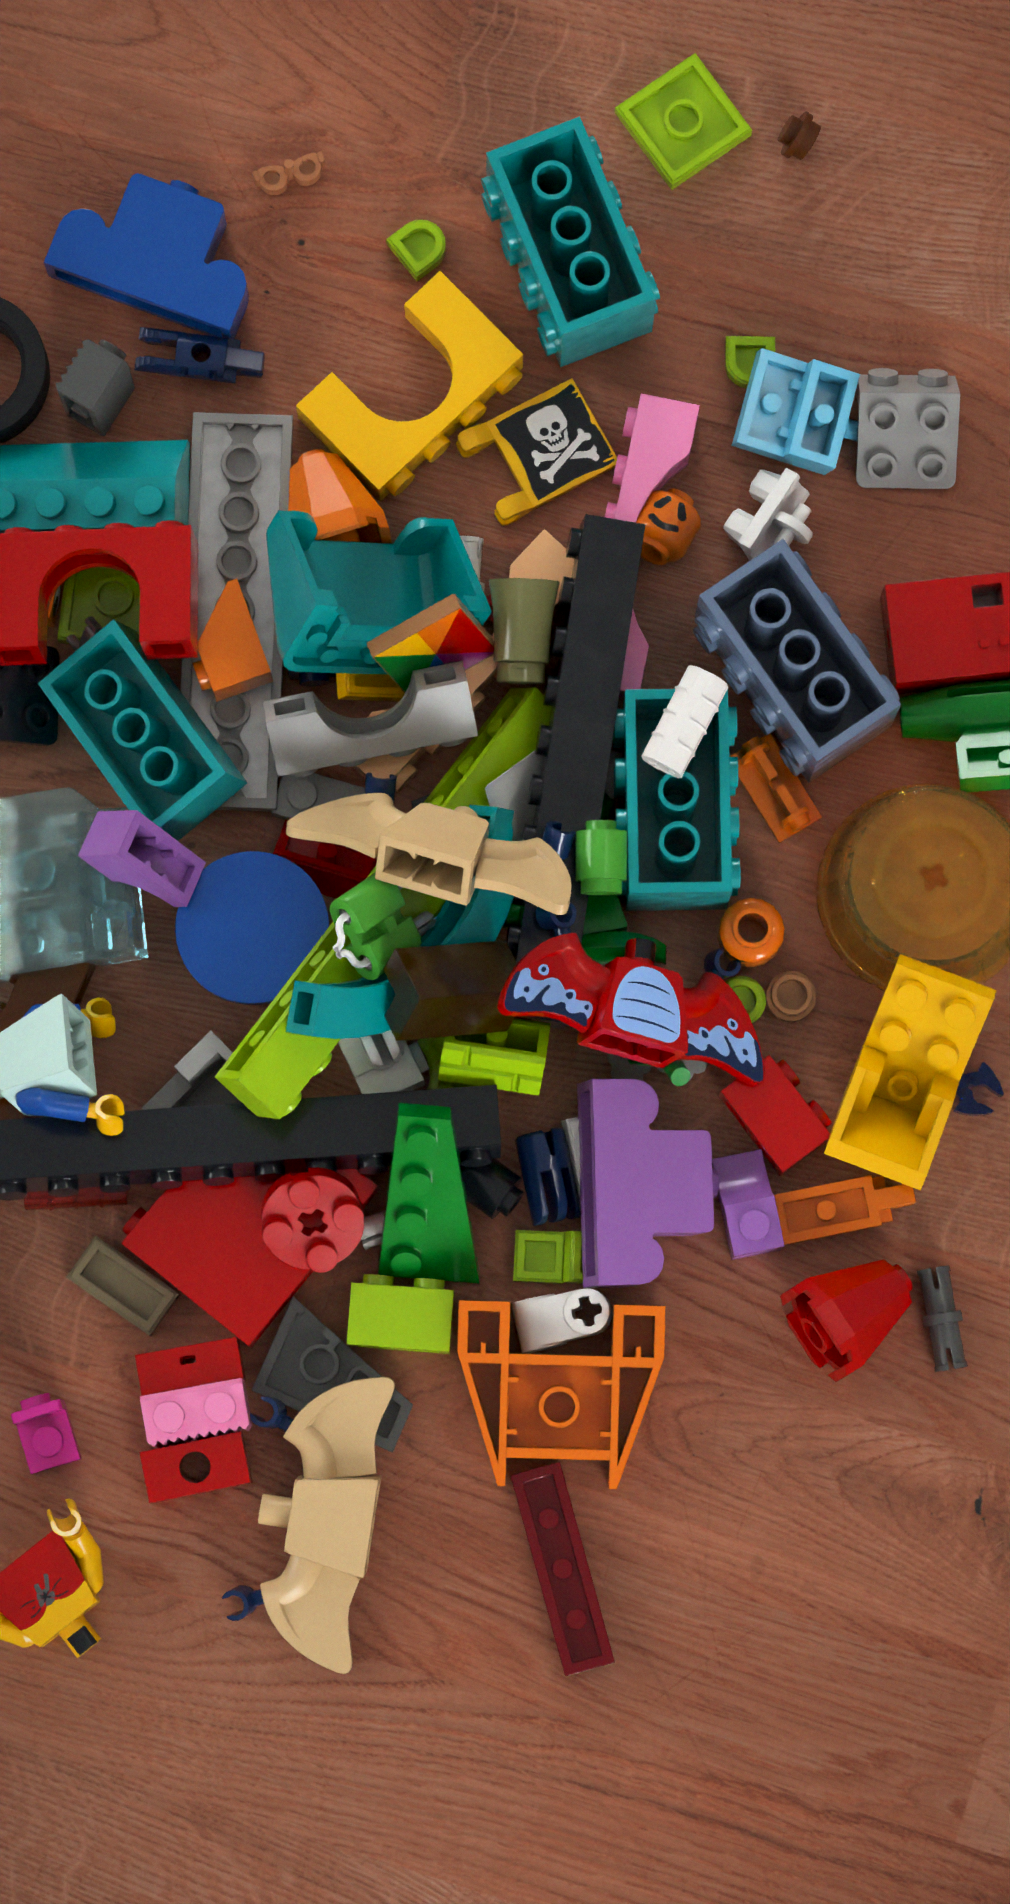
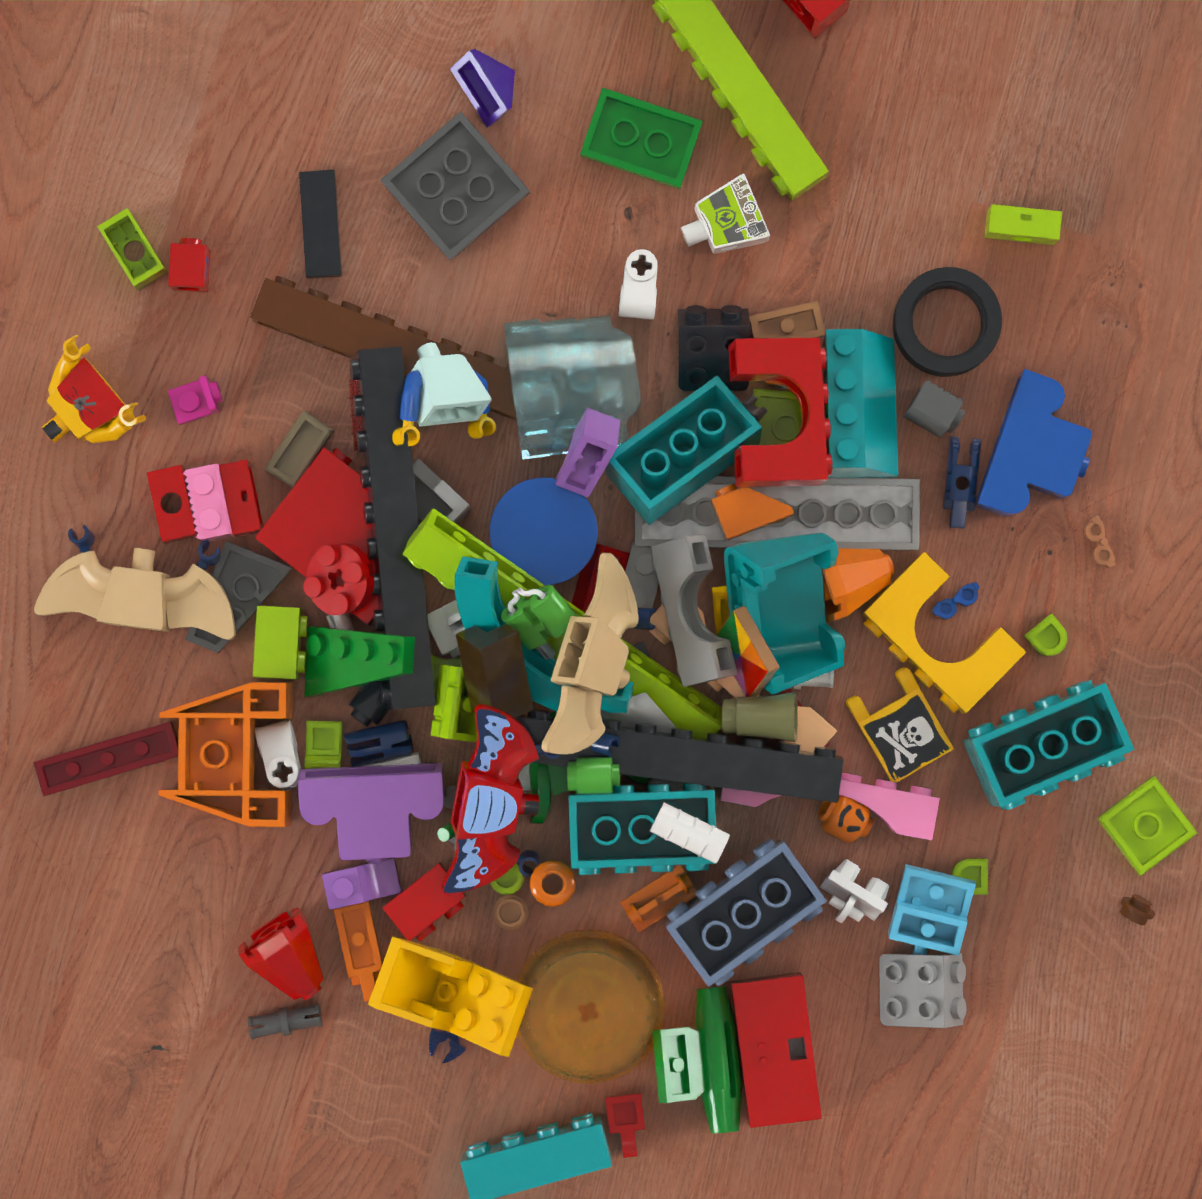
camera: 85 degrees right, 5 degrees up
(360, 358) = (965, 596): none -> blue piece

